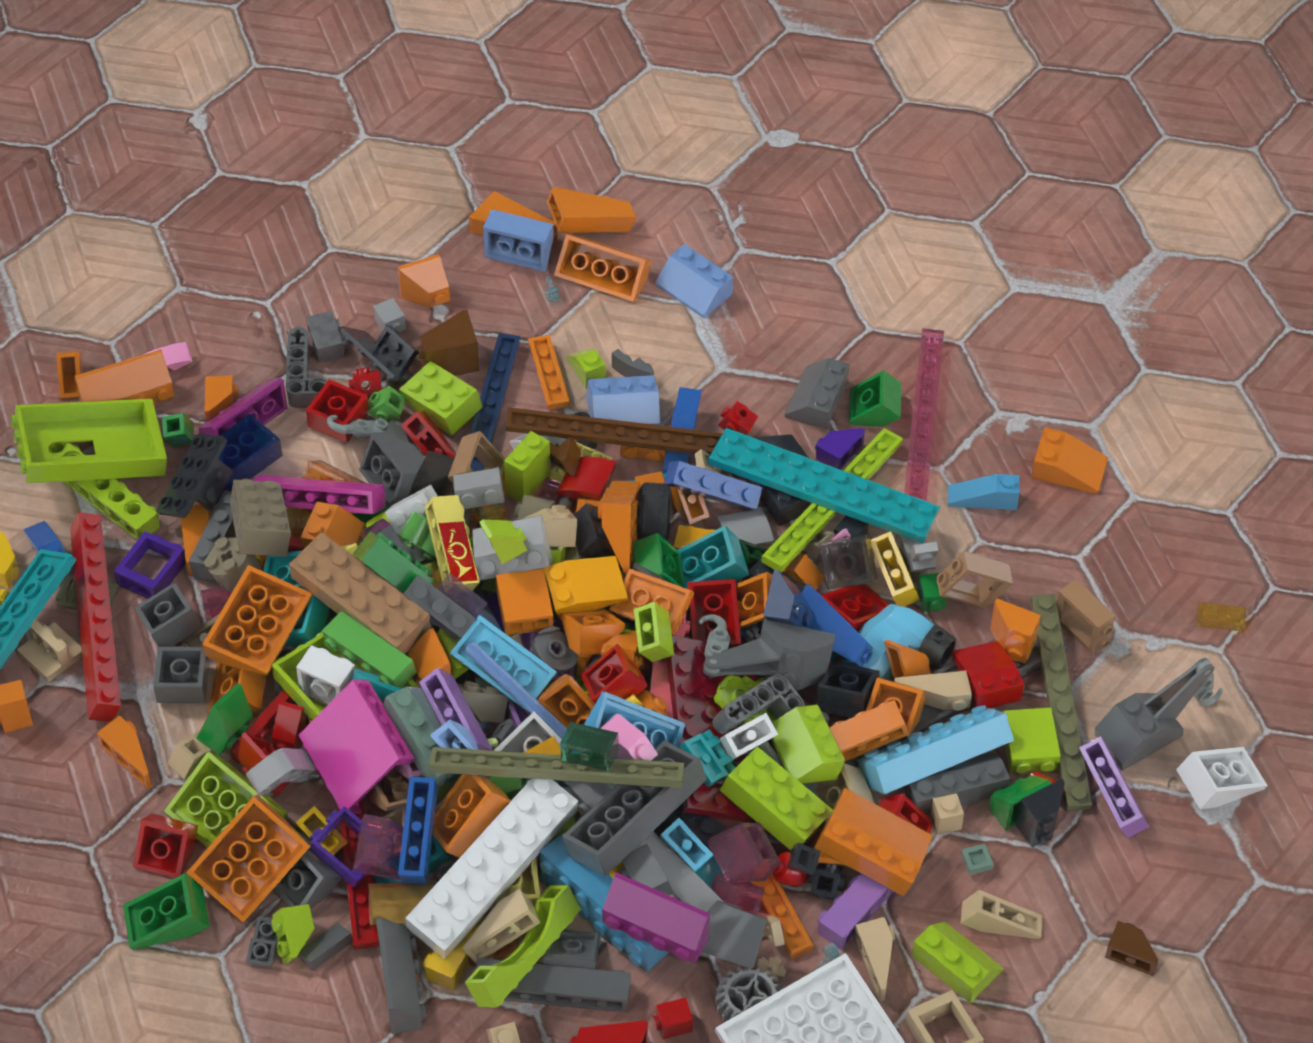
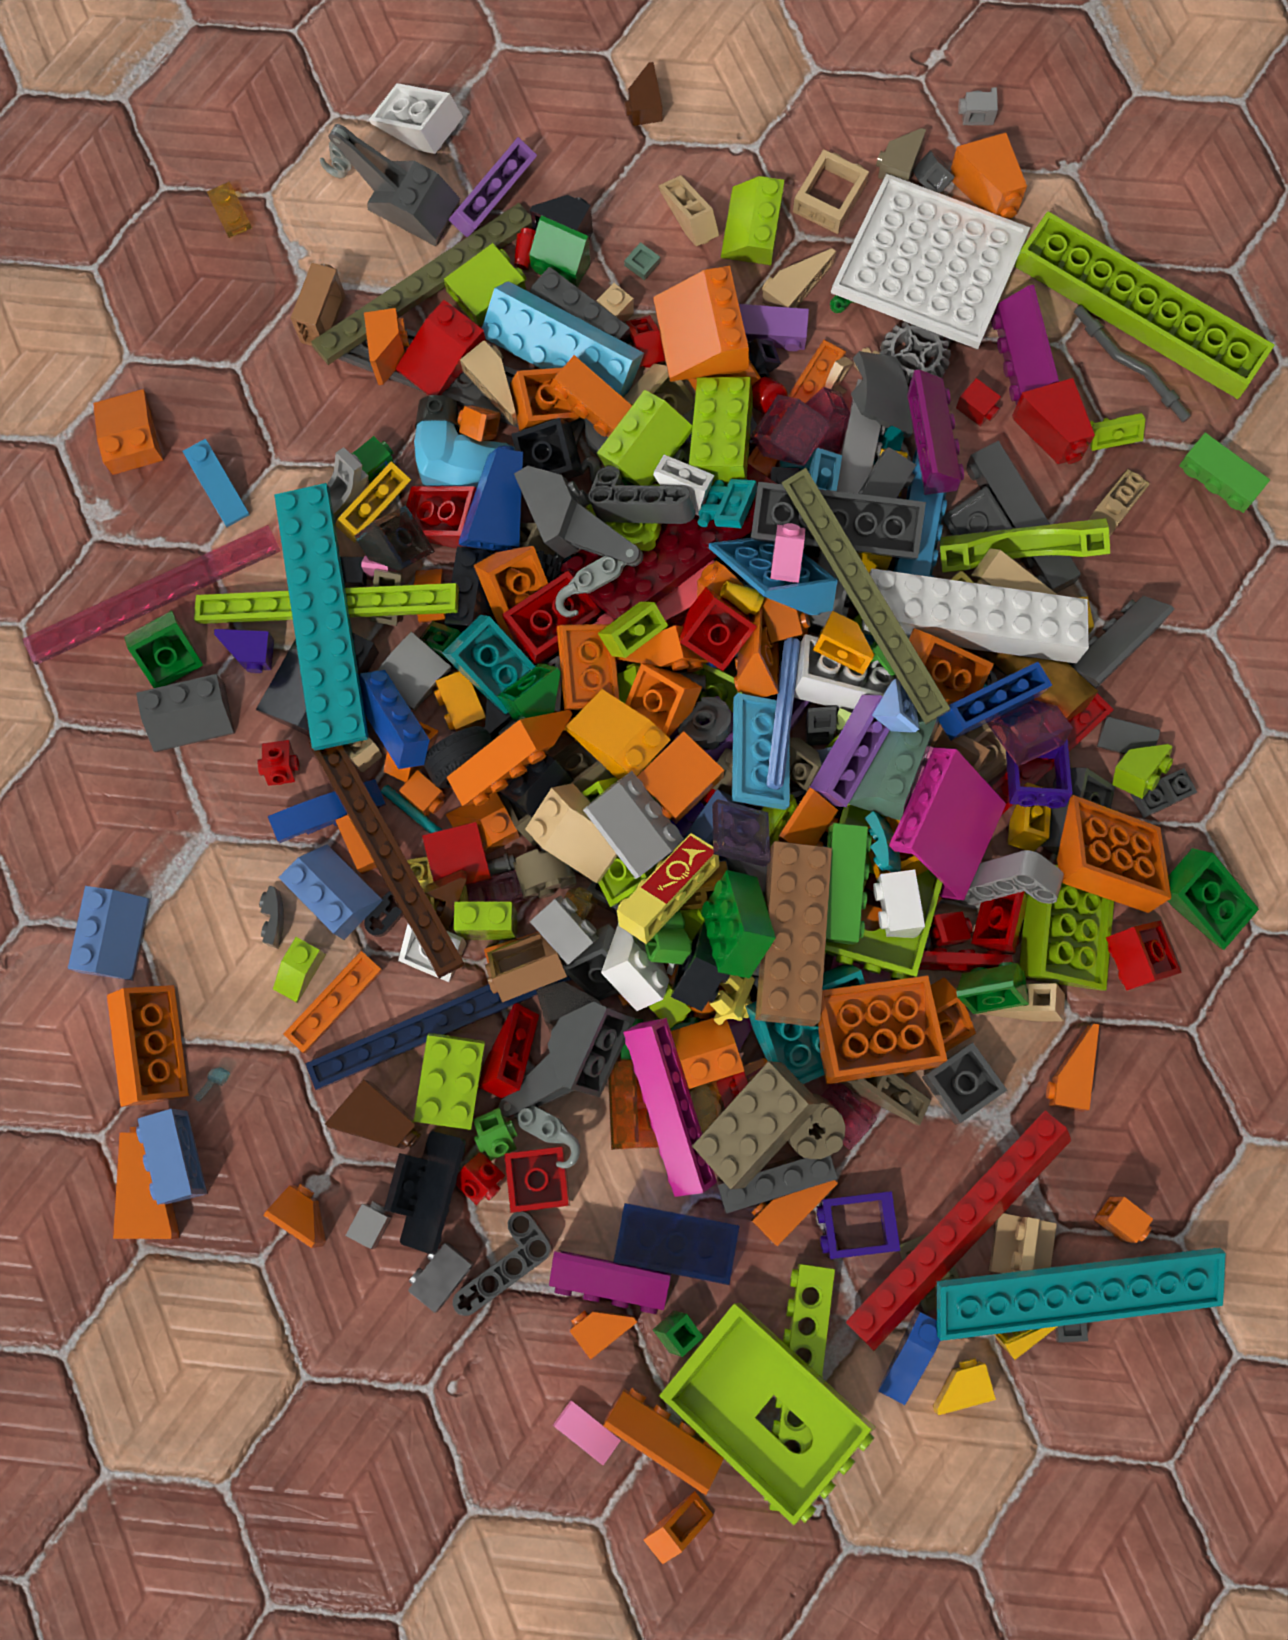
camera: 120 degrees left, 25 degrees up
(168, 616) = (914, 1147): dark grey brick -> none
(198, 478) = (741, 1246): black bracket -> none
(439, 606) = (755, 840): dark grey plate -> none
(504, 538) = (647, 815): lime slope -> none
(588, 212) = (83, 1108): orange slope -> none
(589, 746) = (831, 569): clear green brick -> none
(787, 603) = (513, 530): dark blue slope -> none
(803, 859) = (764, 375): black slope -> none
(831, 952) = (821, 320): clear light blue hand -> none
(995, 574) = (345, 413): medium nougat window -> none

